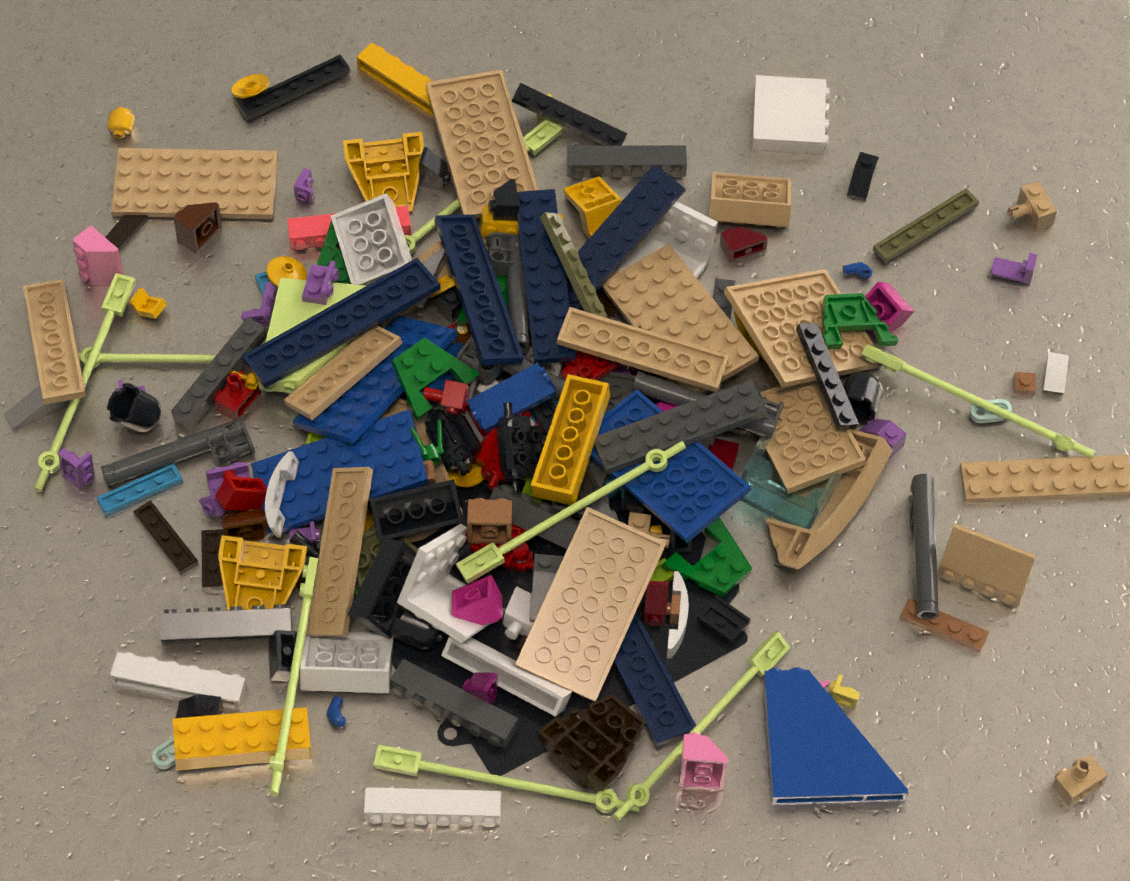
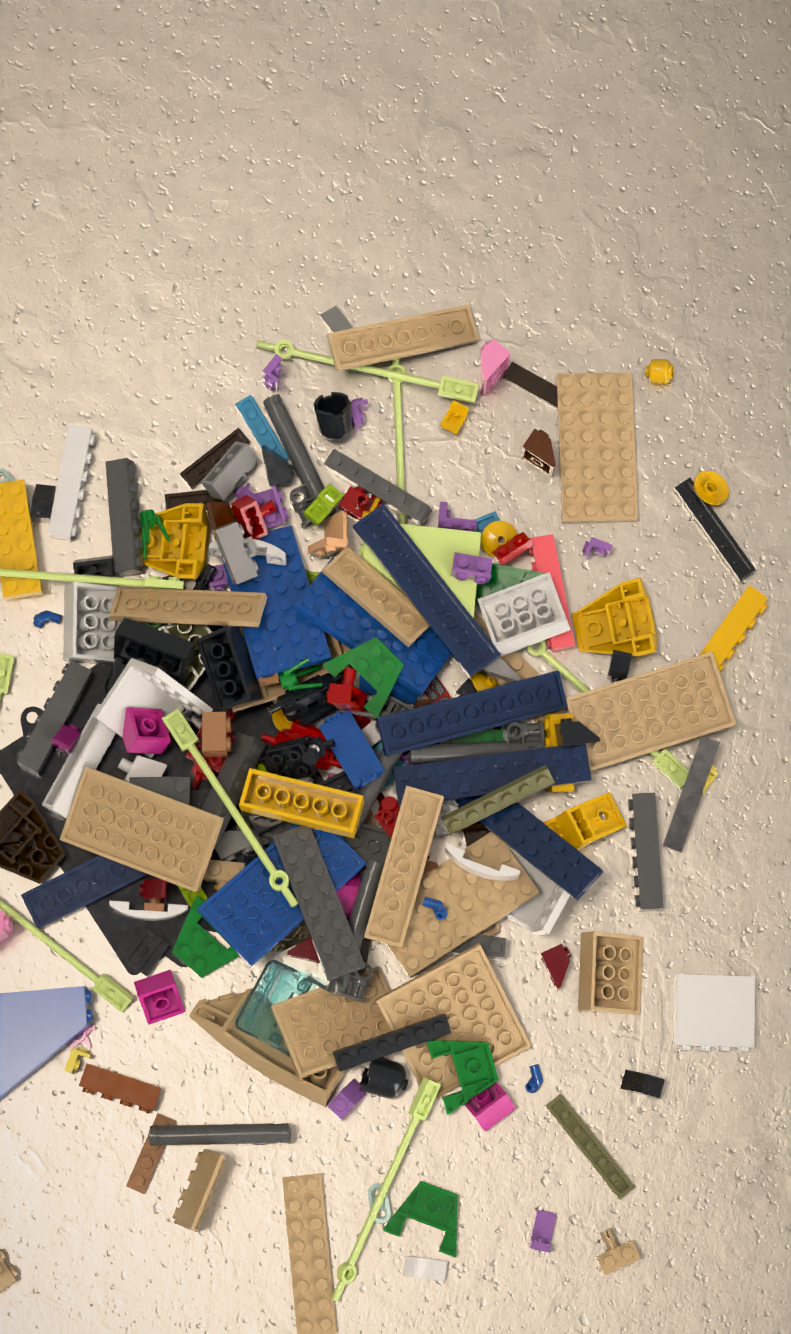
camera: 85 degrees right, 20 degrees up
(184, 515) = (230, 471): none -> light grey piece
(186, 471) = (277, 467): none -> black slope
(233, 423) = (323, 505): none -> lime slope
(233, 594) = (149, 521): none -> green plant
(268, 418) = (334, 536): none -> light nougat bracket
(284, 497) = (231, 546): none -> light grey piece
(299, 254) = (512, 548): none -> red plate
(632, 306) = (457, 856): none -> white slope
(686, 326) = (437, 907): none -> blue arm
(772, 608) = (159, 996): none -> dark pink slope
(873, 650) = (120, 1087): none -> dark orange brick
(993, 363) = (431, 1207): none -> green wing
(1024, 383) = (414, 1238): medium nougat plate -> none

